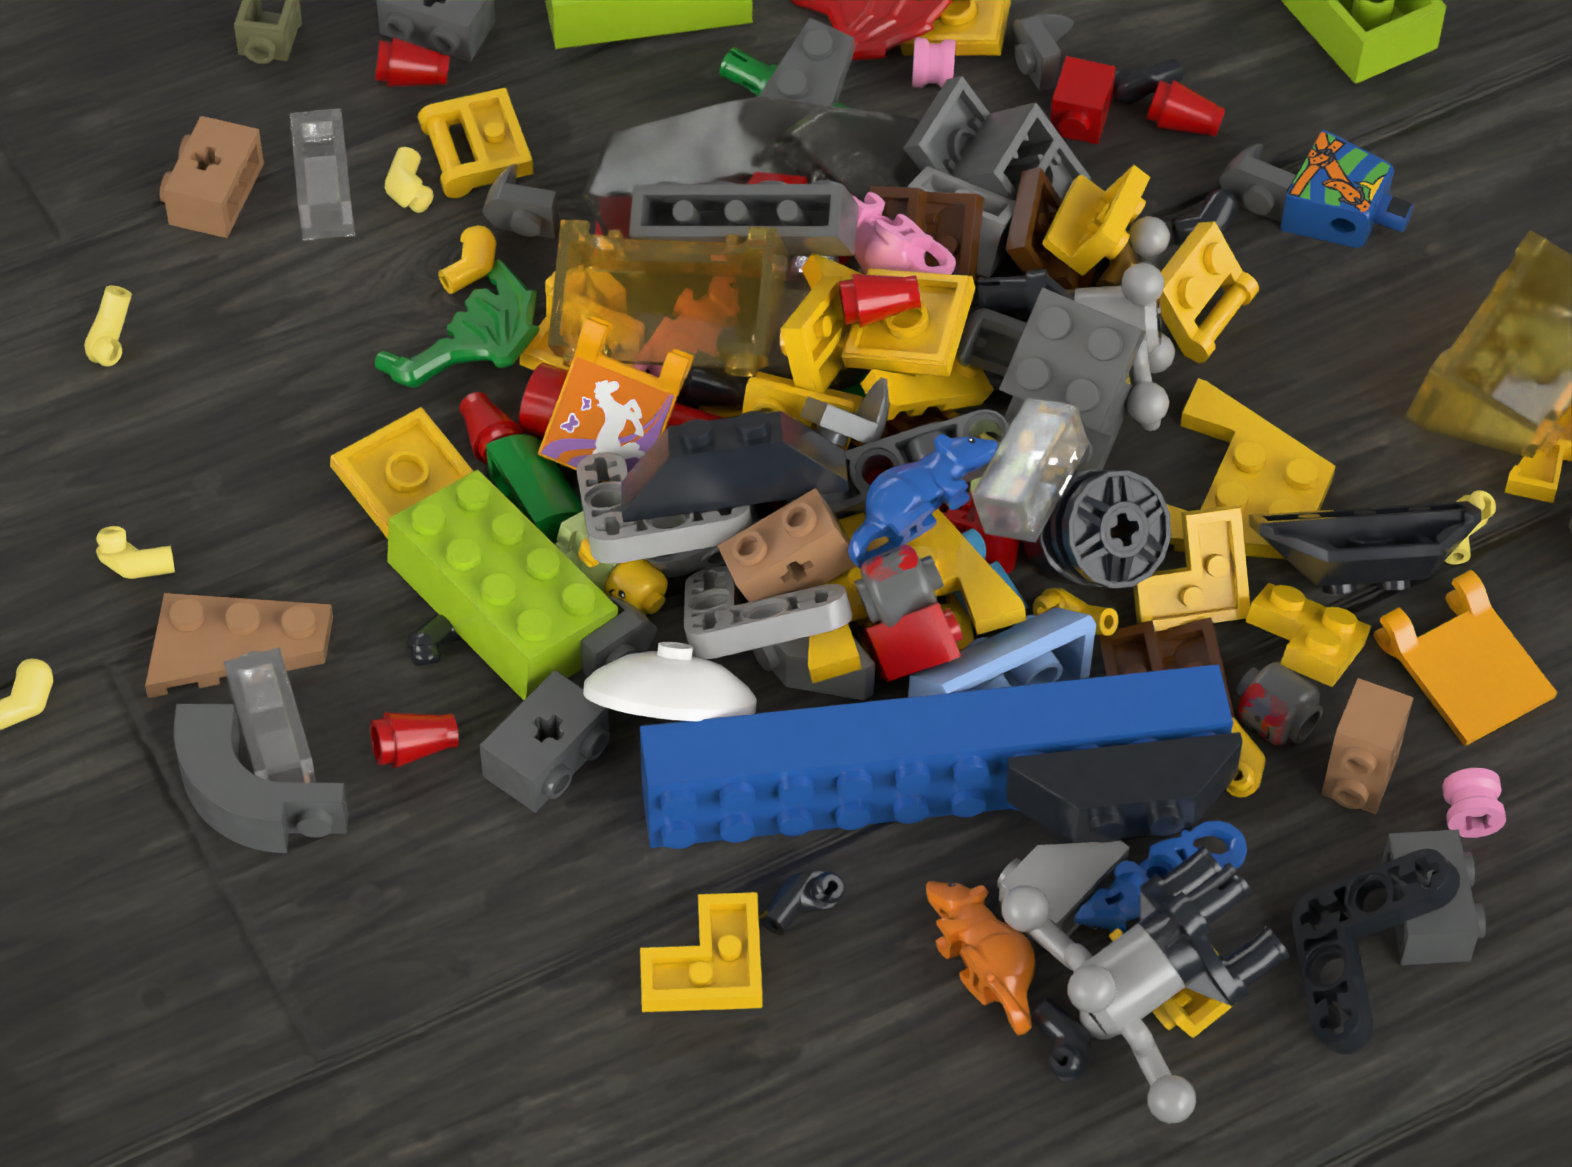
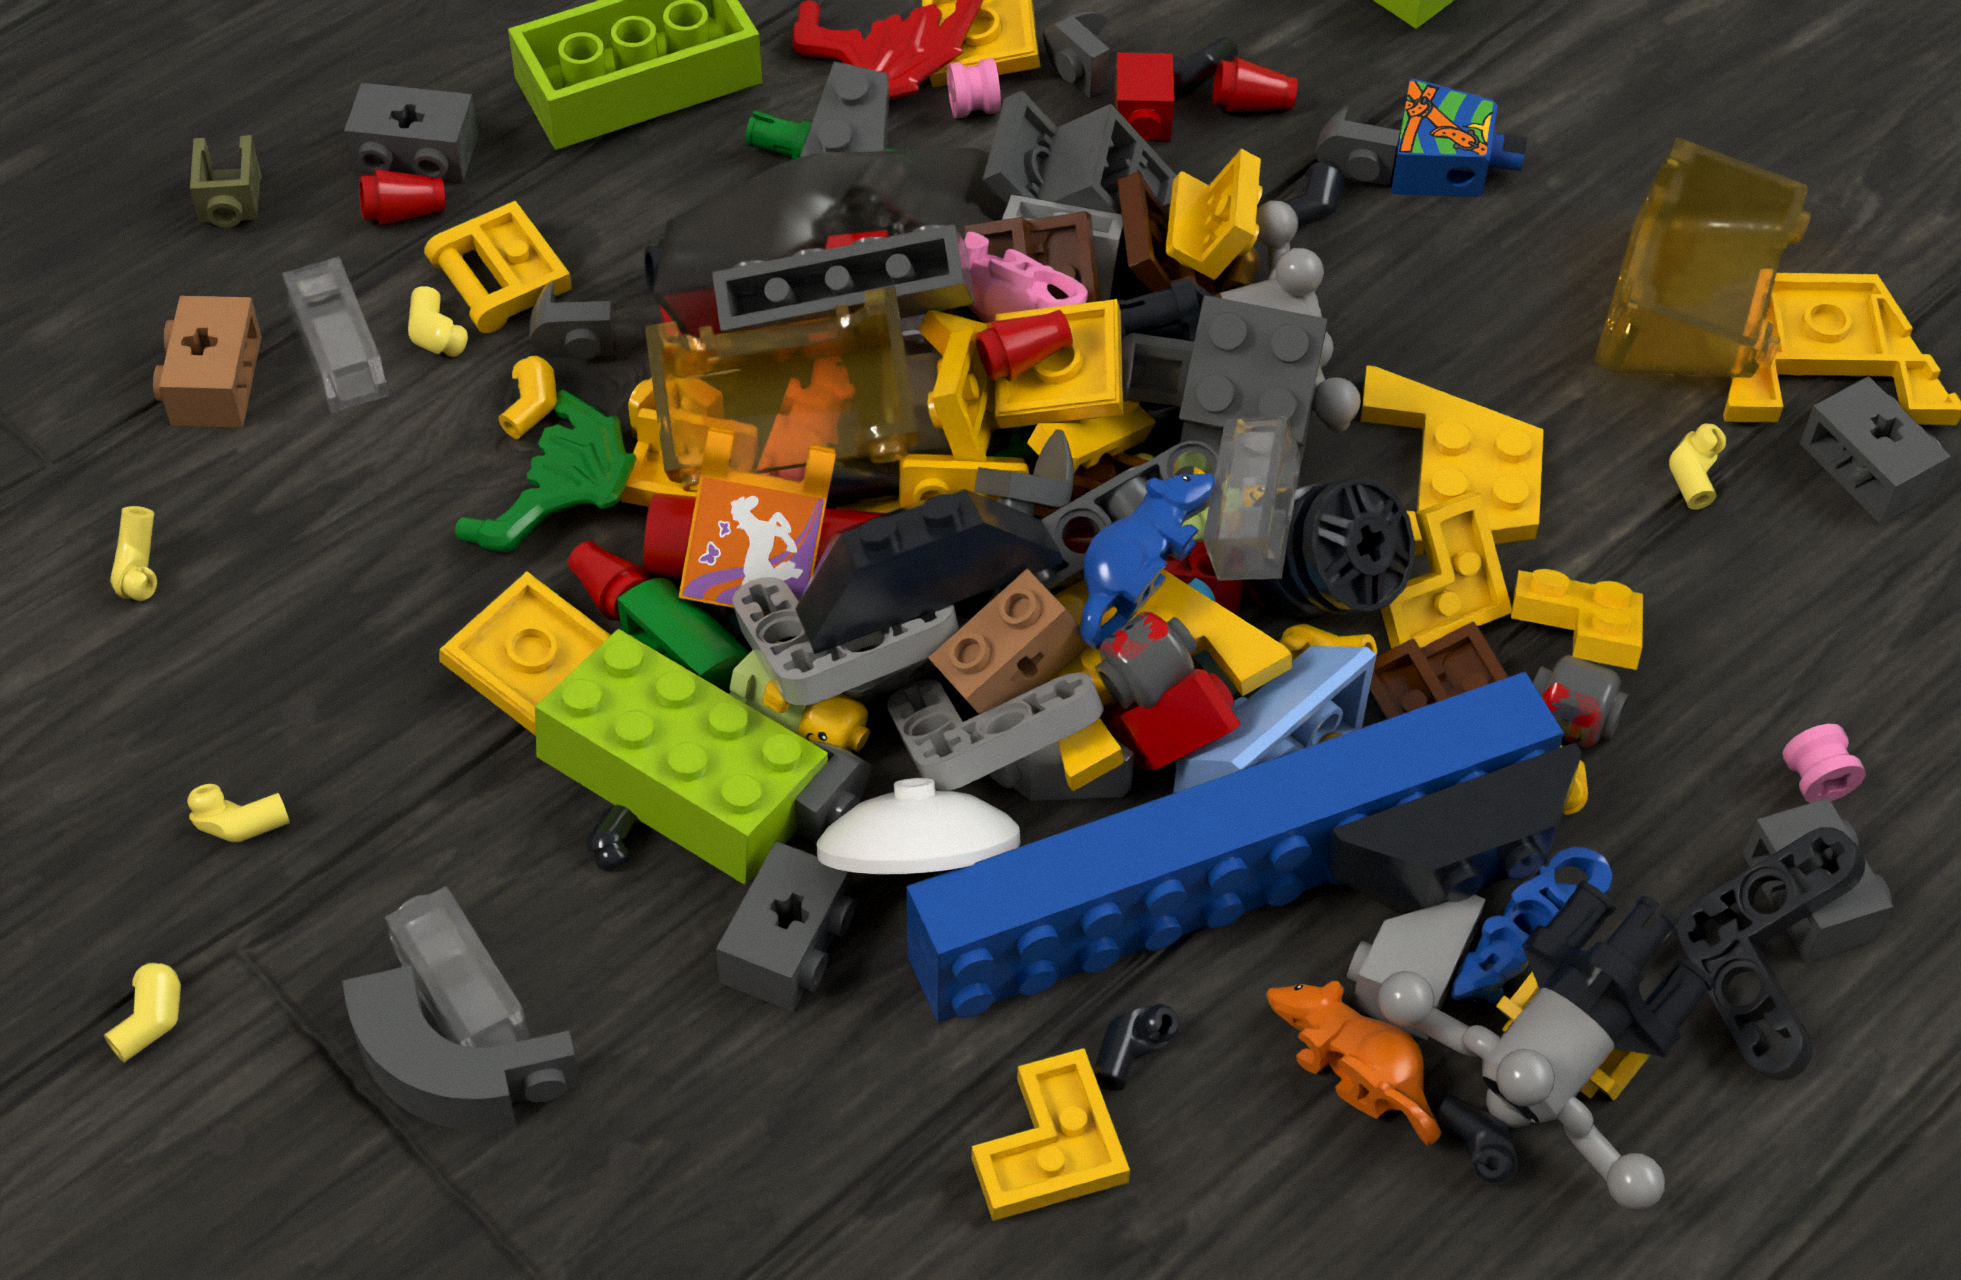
camera: 15 degrees left, 0 degrees up
(206, 630) = (350, 887): medium nougat wing -> none
(411, 736) = (624, 956): red cone -> none
(1191, 281) = (1343, 247): yellow plate -> none
(1366, 746) = (1698, 727): medium nougat brick -> none
(1368, 543) = (1616, 504): black wedge -> none
(1468, 665) = (1755, 611): light orange flag -> none

